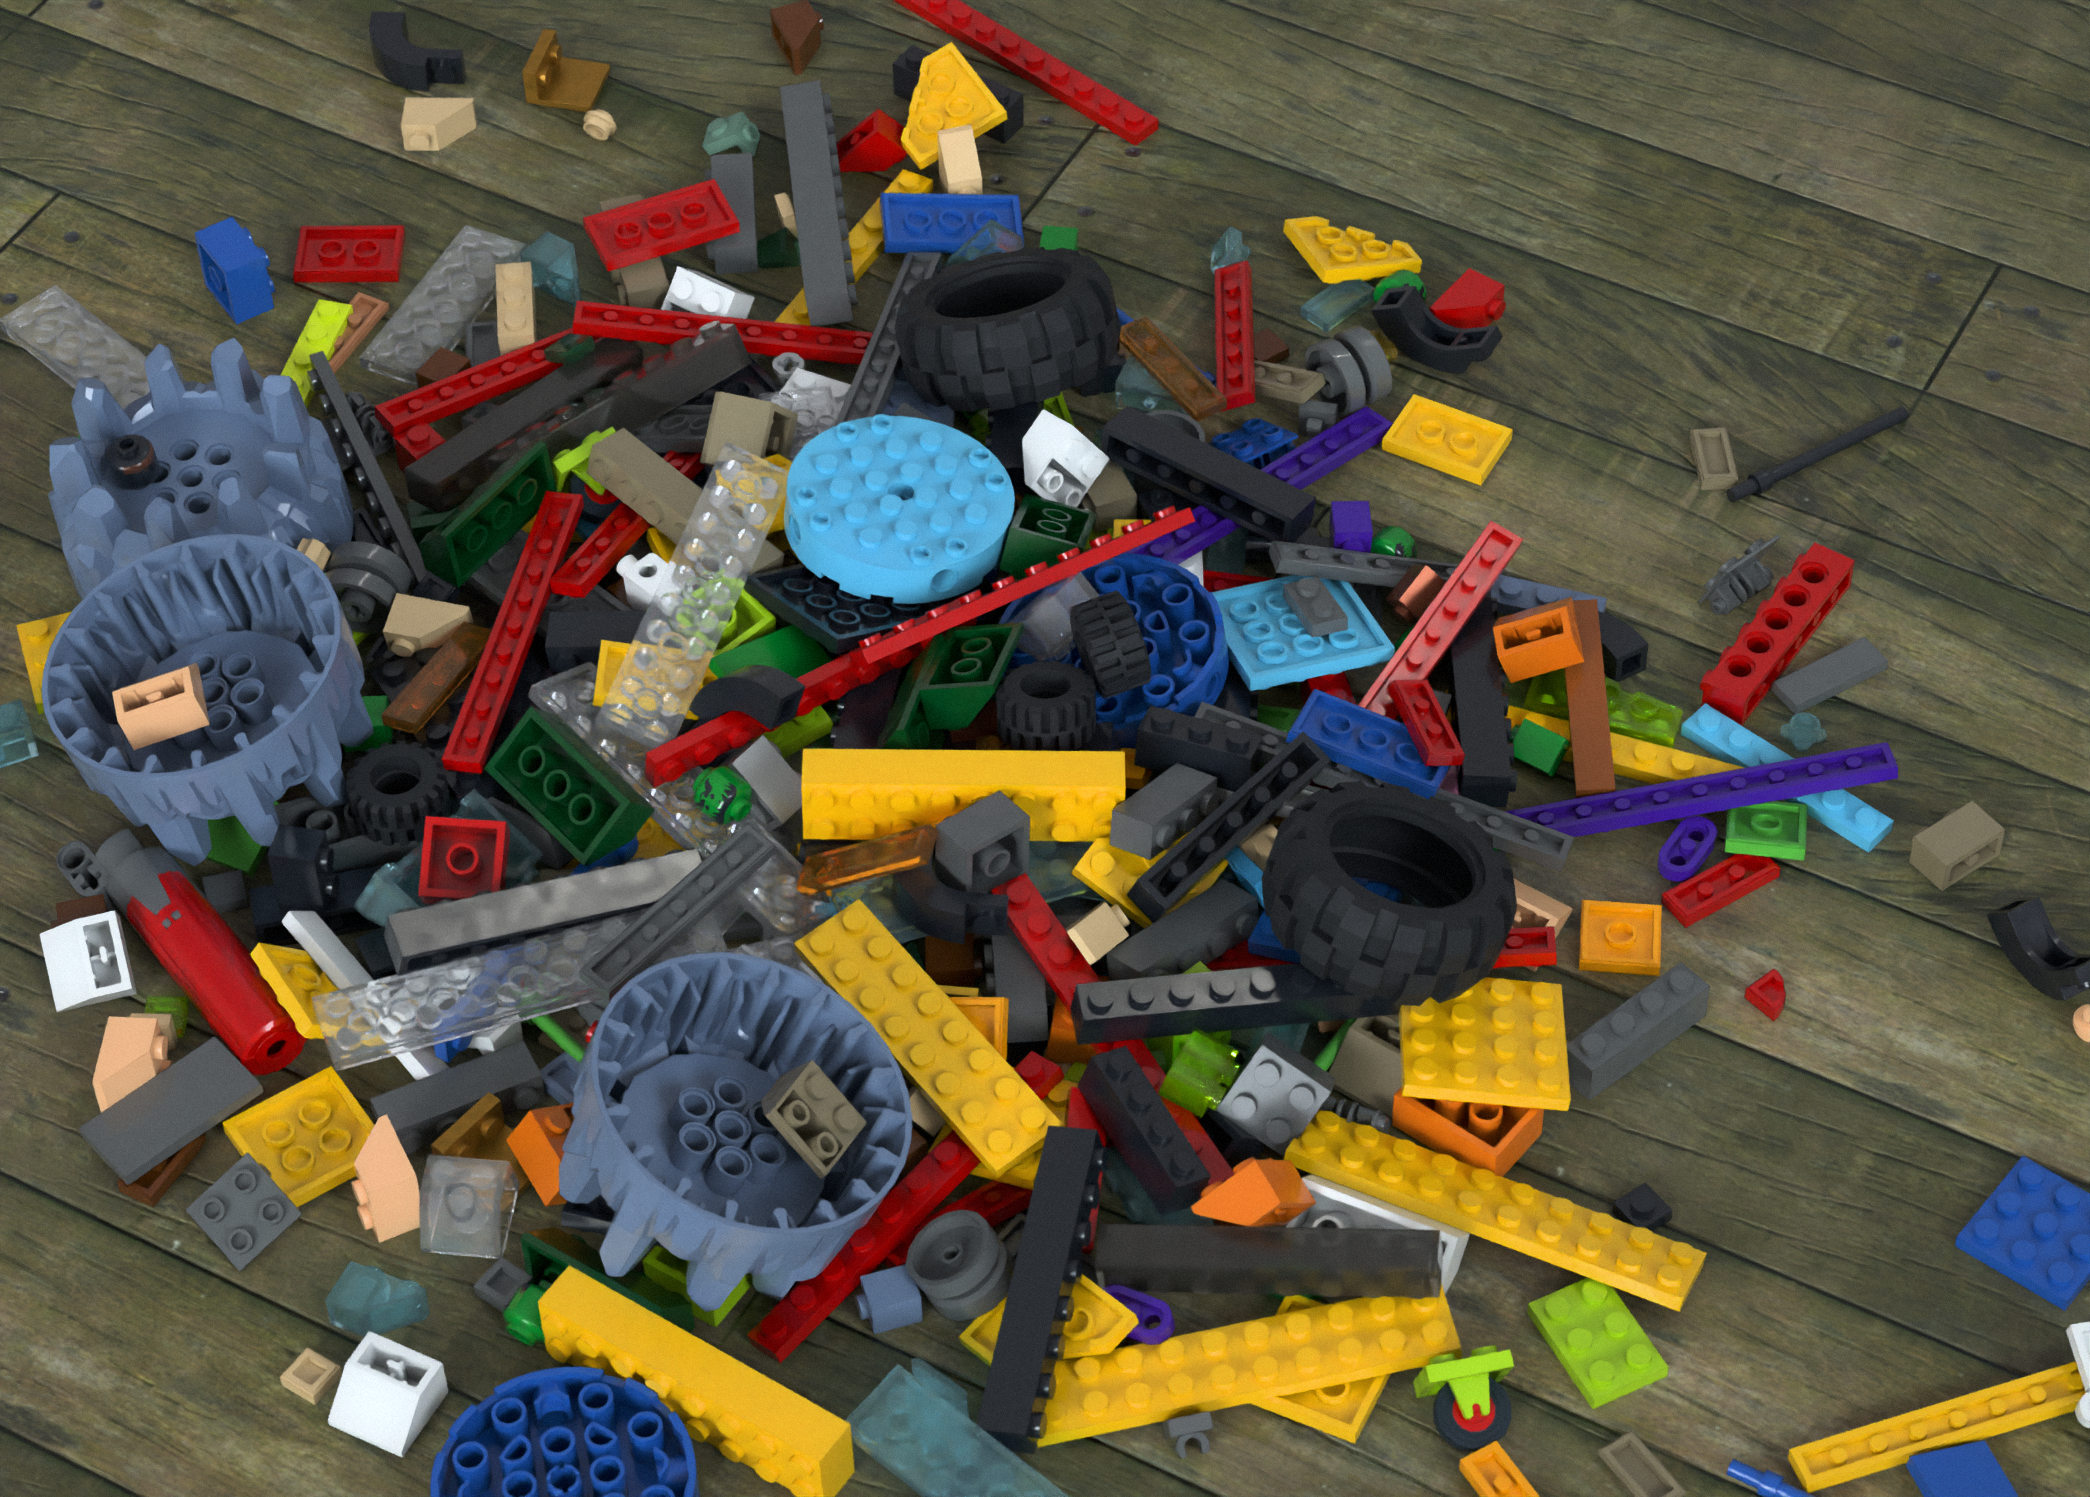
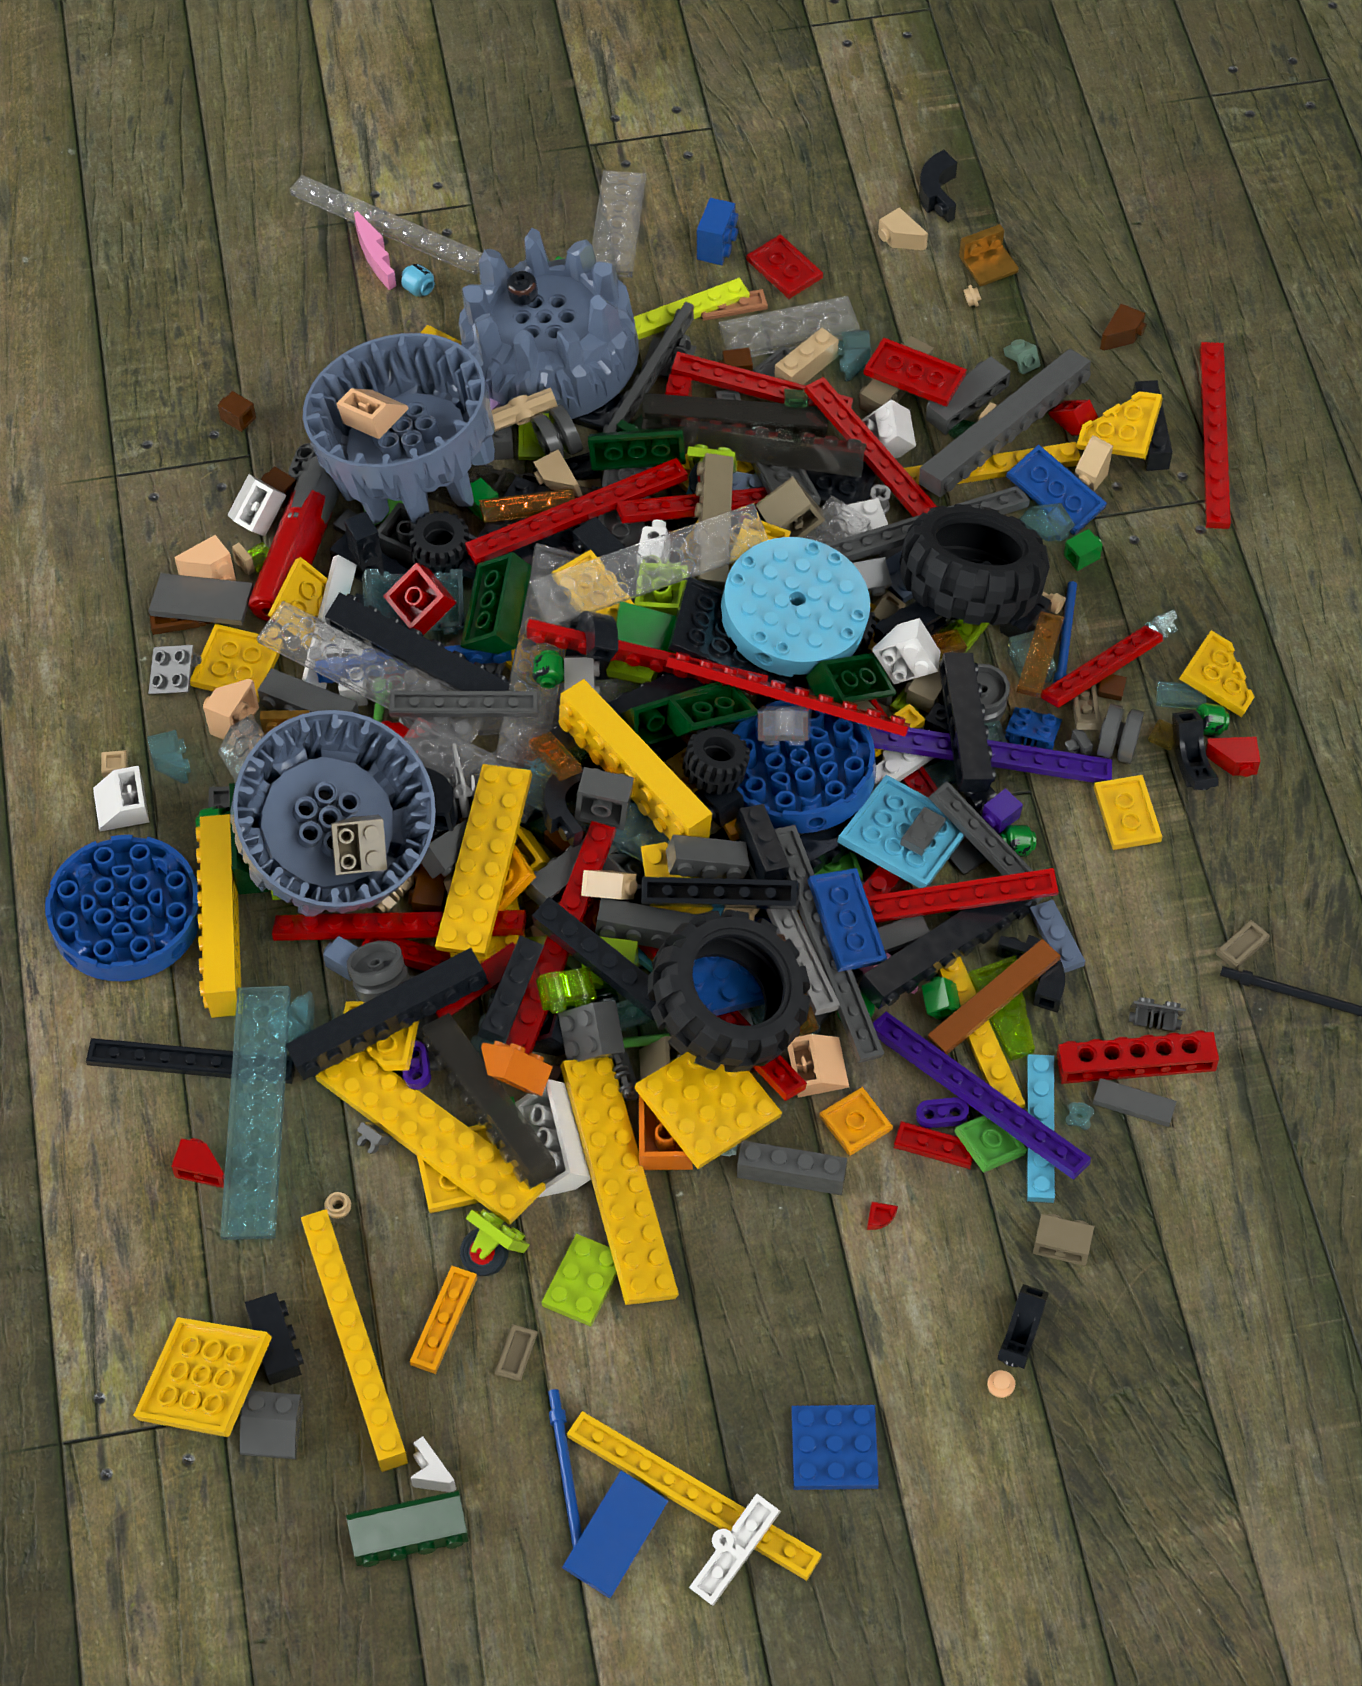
camera: 50 degrees right, 10 degrees up
(1110, 644) = (774, 757): black tyre -> none
(1415, 593) = (986, 868): copper brick -> none
(1426, 723) = (884, 933): red tile -> none
(1538, 640) = (1001, 945): orange slope -> none
(1642, 1208) = (683, 1247): black plate -> none

